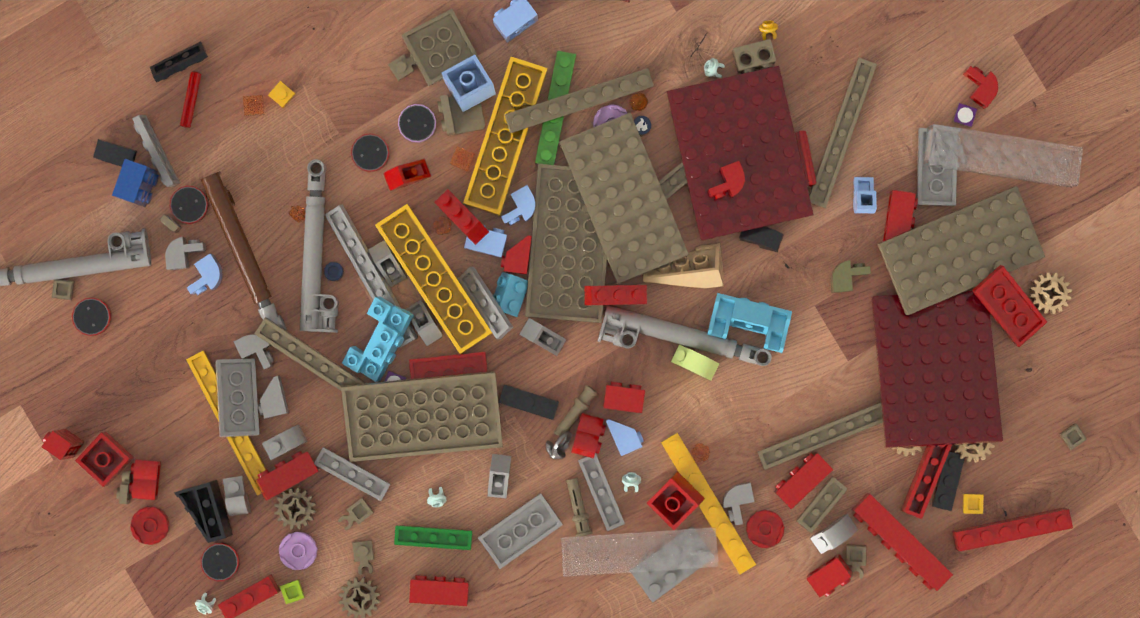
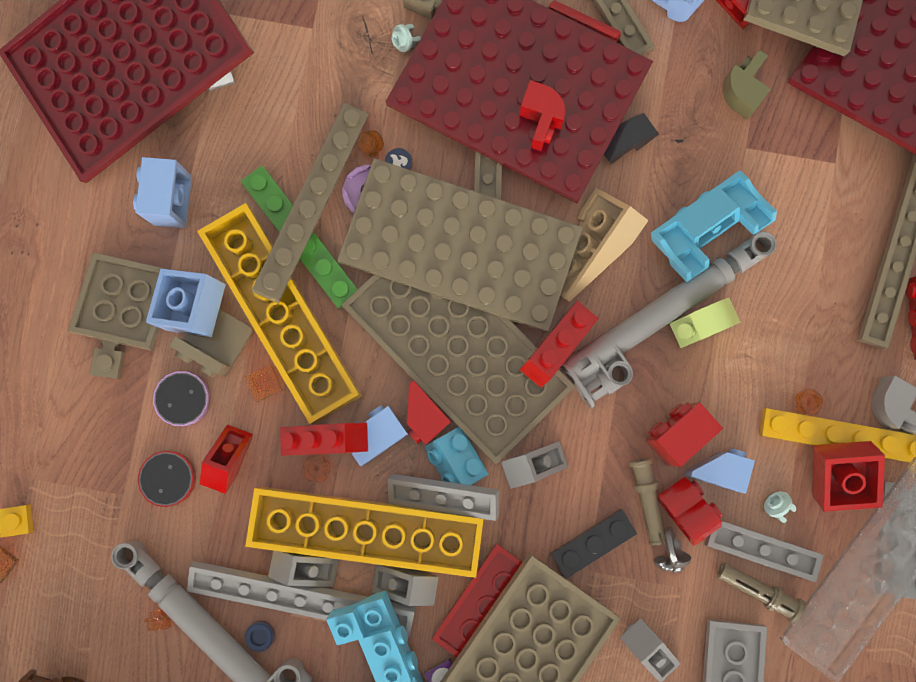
camera: 45 degrees left, 5 degrees down
(526, 205) = (371, 356): light blue brick -> none

